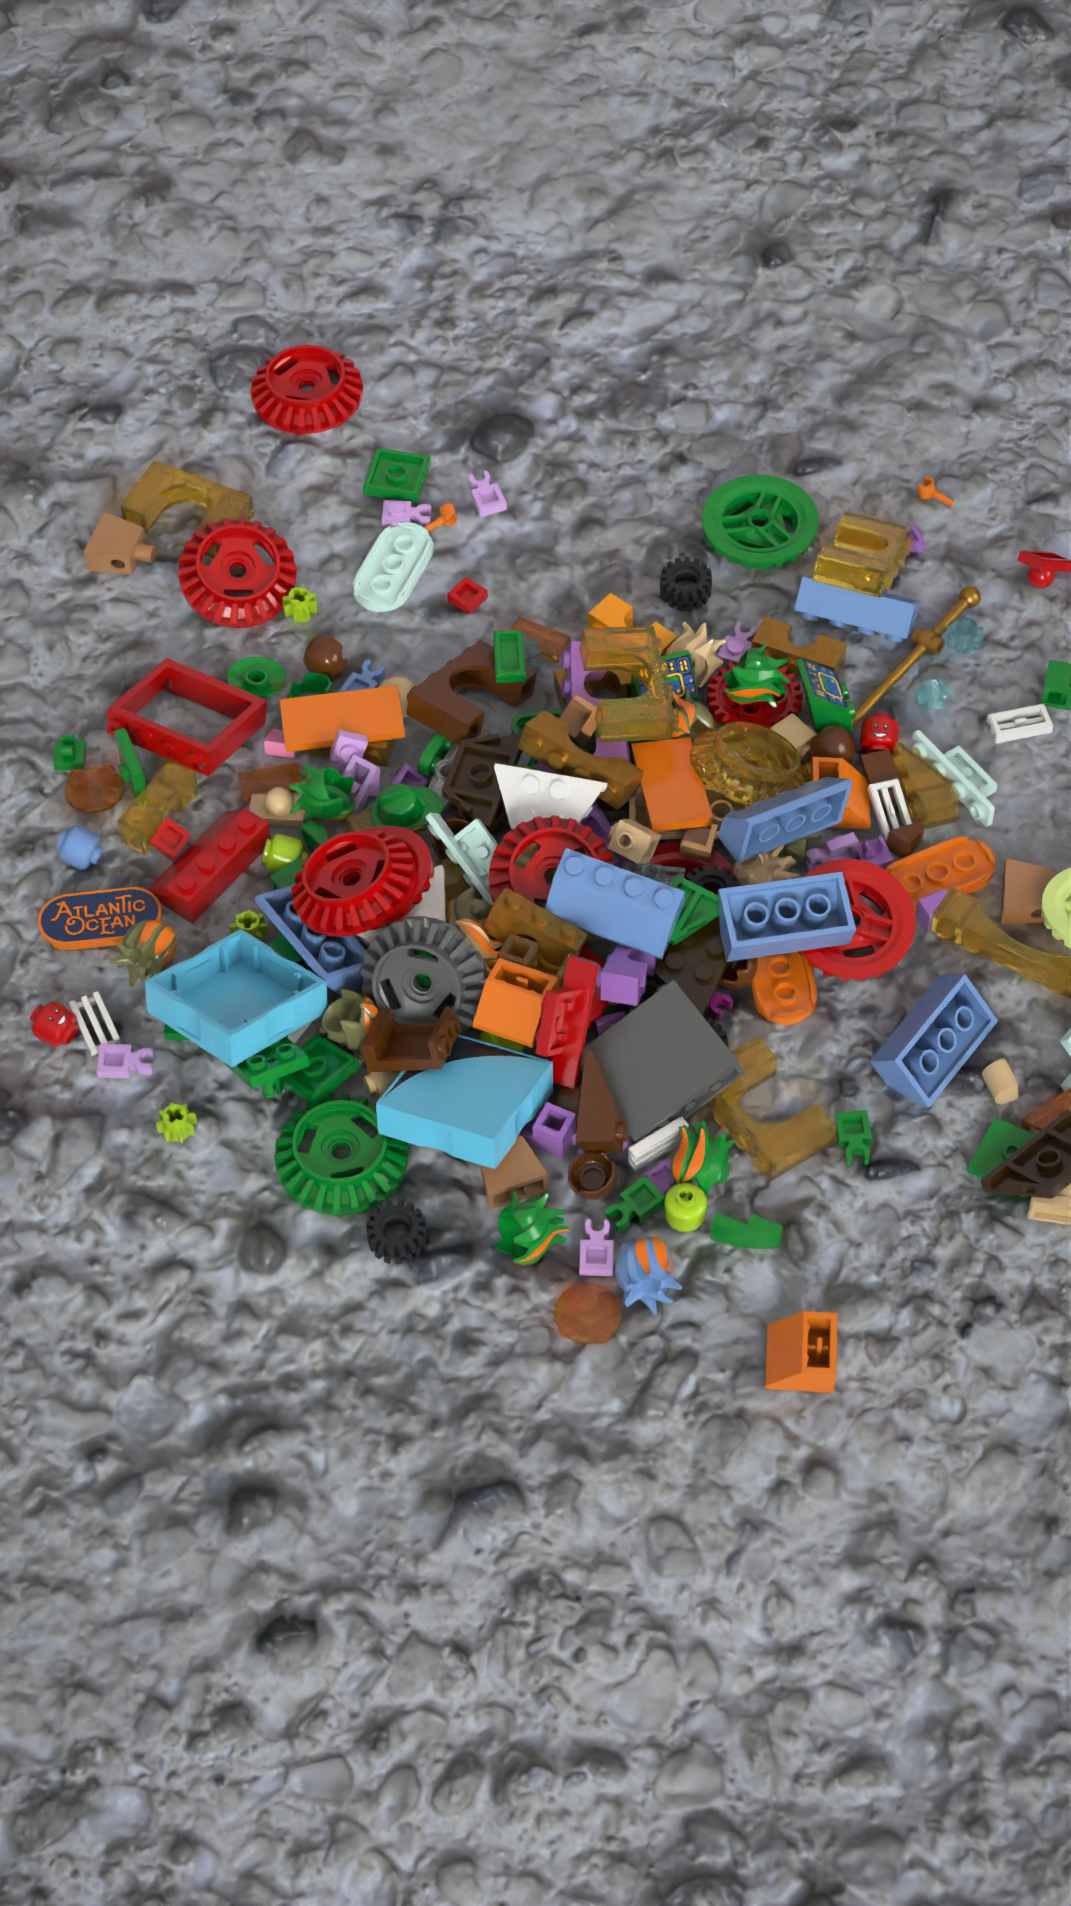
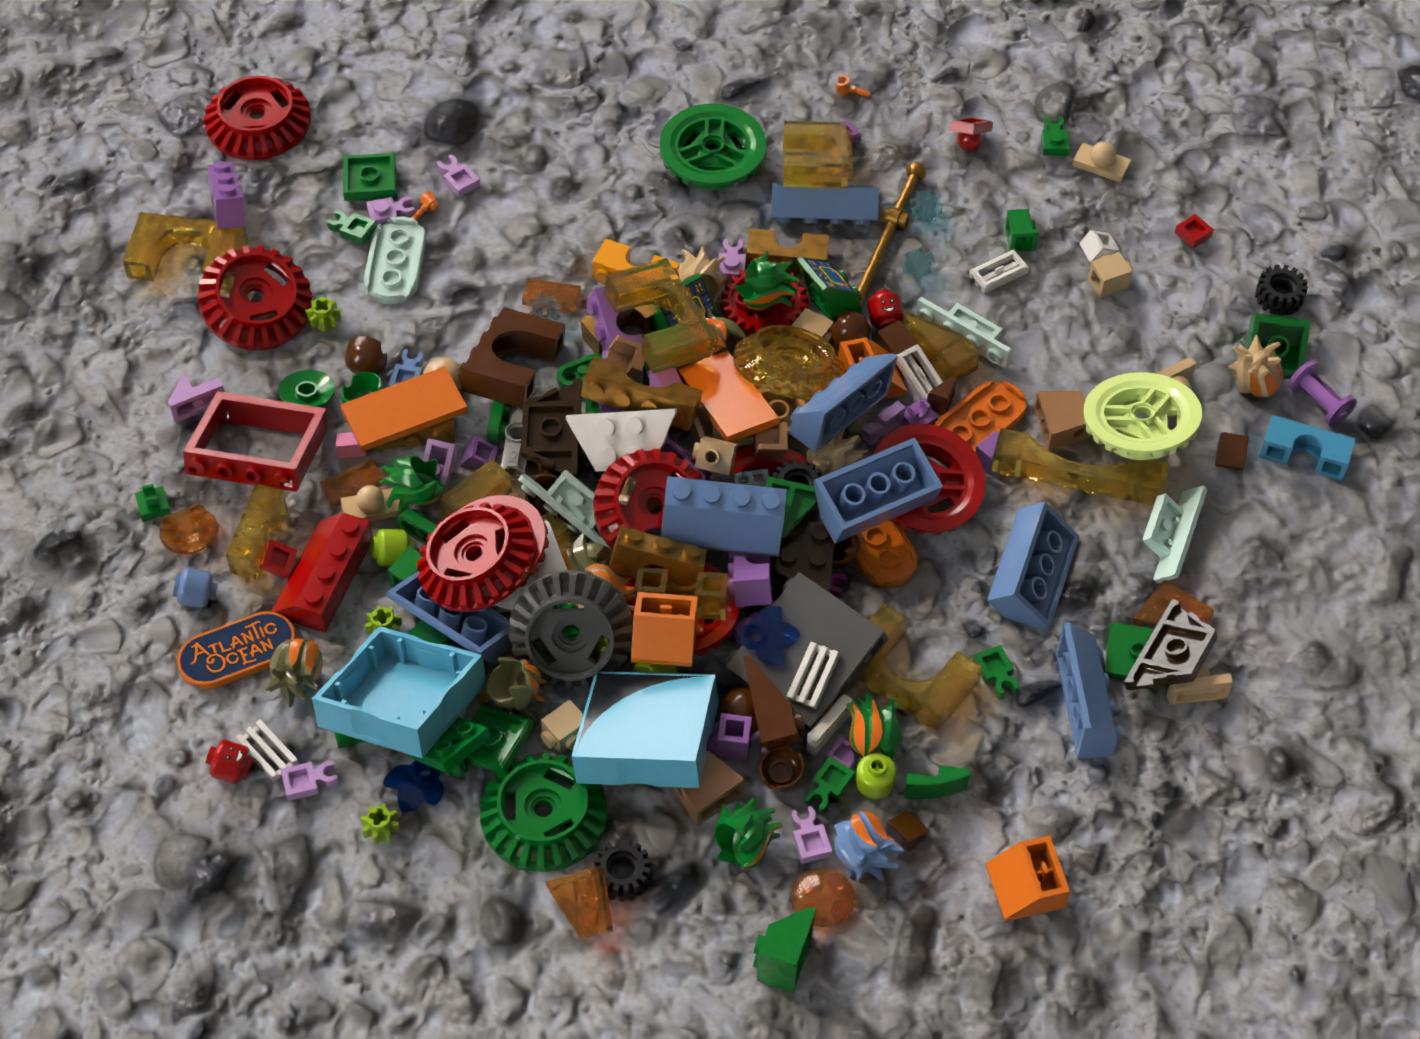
camera: 20 degrees left, 0 degrees up
(117, 546) = (131, 299): medium nougat torso -> none
(130, 766) = (219, 499): green plate -> none
(138, 661) = (192, 401): none -> lavender slope
(223, 1096) = (413, 787): none -> clear blue plate
(242, 462) = (226, 195): none -> medium lavender arch
(344, 747) = (416, 436): lavender plate -> none
(347, 1251) = (584, 901): none -> clear orange wing
(361, 525) = (355, 229): none -> green plate
(405, 806) = (491, 475): green piece -> none
(410, 1045) = (581, 692): reddish brown panel -> none
(467, 595) = (474, 270): red plate -> none
(509, 656) = (537, 316): green tile -> none
(527, 1351) = (784, 949): none -> green slope
(566, 1021) = (718, 633): red bracket -> none
(626, 1038) = (773, 635): none -> clear blue plate
(650, 1082) = (803, 669): none -> white tile
(686, 571) = (666, 204): black tyre -> none
(699, 1270) = (906, 830): none -> reddish brown slope
(938, 1182) = (1086, 693): none -> medium blue slope
(1001, 1081) = (1104, 589): tan brick -> none

